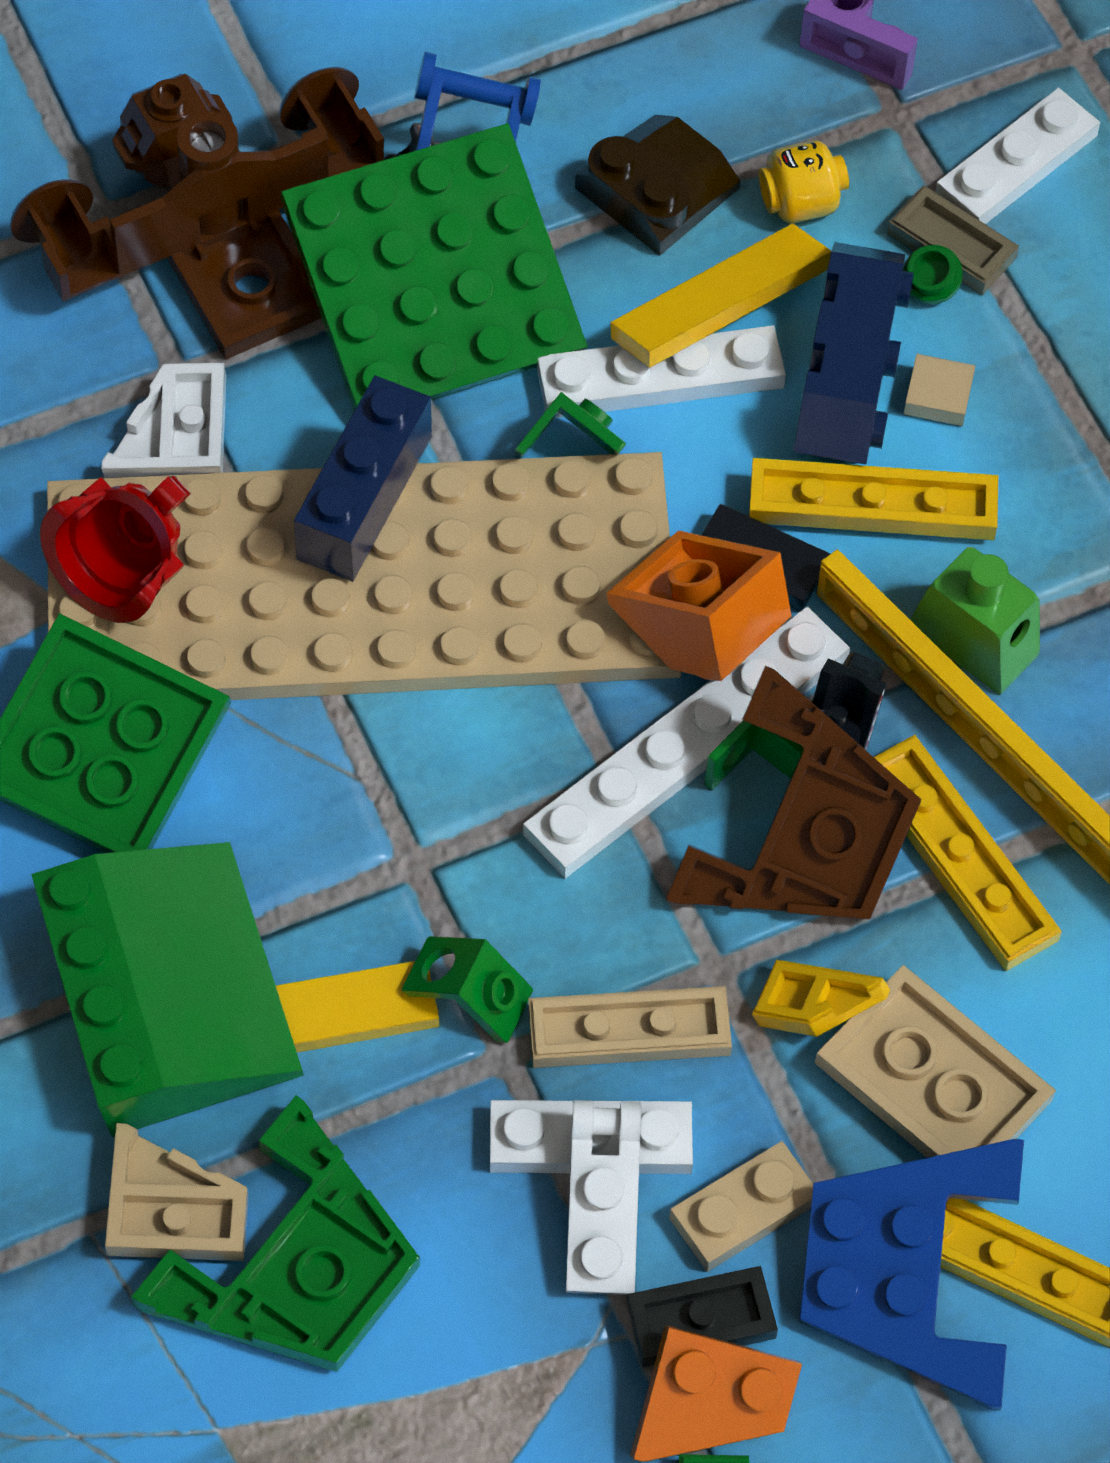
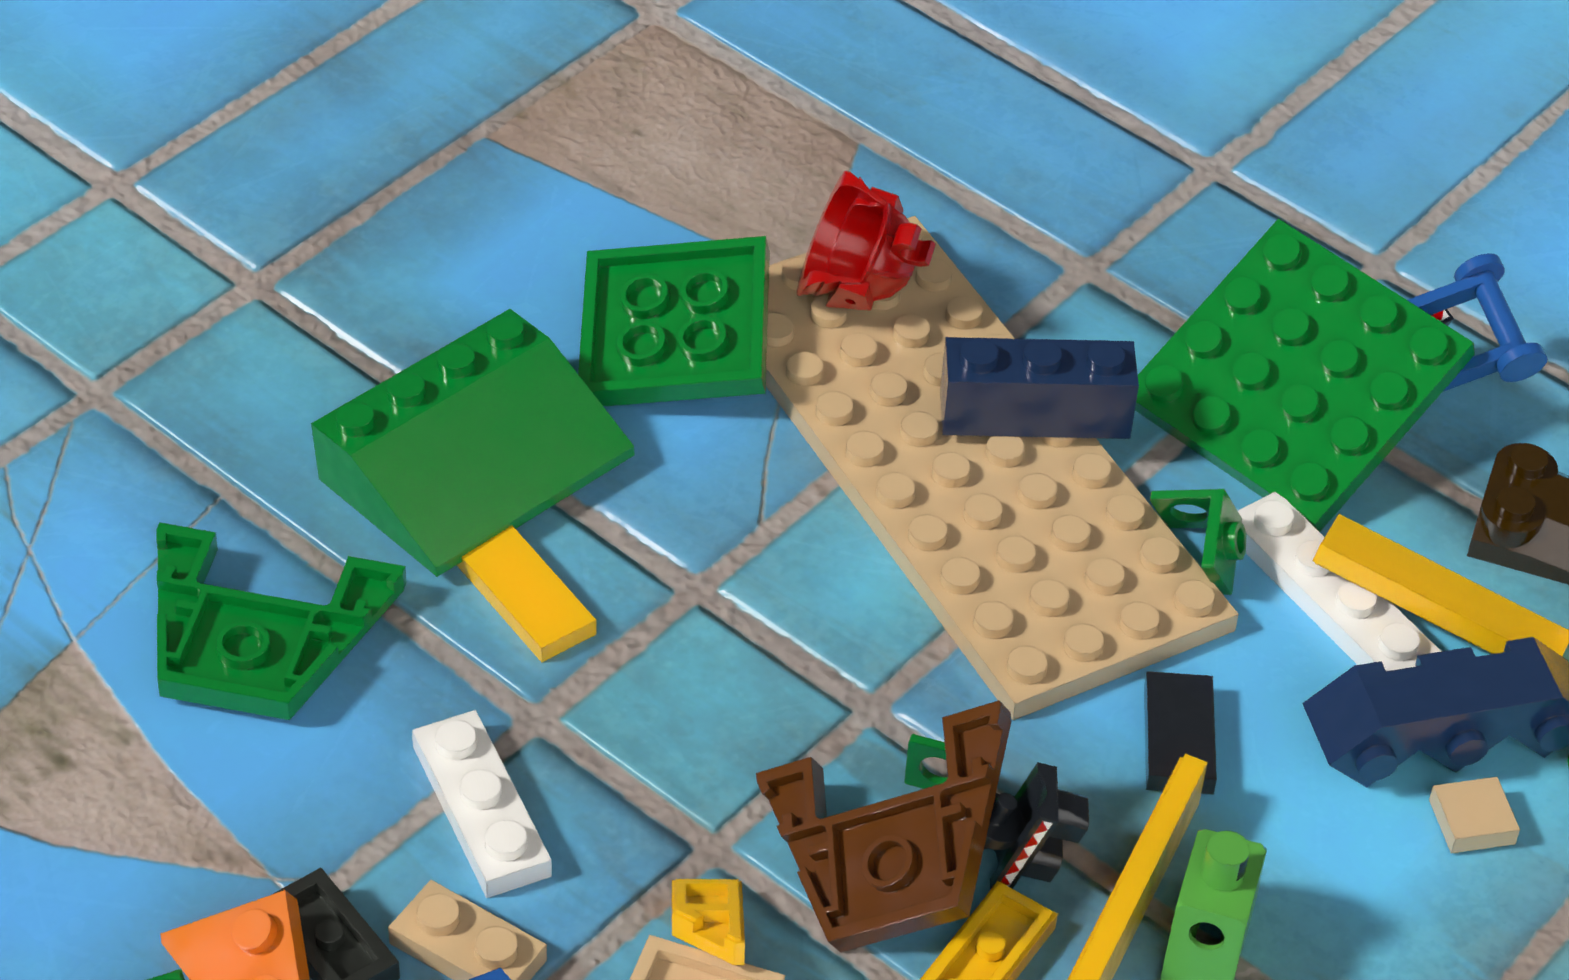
camera: 65 degrees right, 15 degrees down
(171, 1204) = (265, 524): tan wing -> none
(175, 426) = (1029, 277): white wing -> none
(218, 207) = (1280, 168): reddish brown piece -> none
(477, 981) = (581, 660): green bracket -> none
(603, 1201) = (411, 817): white plate -> none
(629, 1027) = (612, 796): tan tile -> none
(673, 748) = (886, 716): white plate -> none
(704, 602) = (1080, 685): orange slope -> none
(874, 498) = (1305, 797): yellow plate -> none

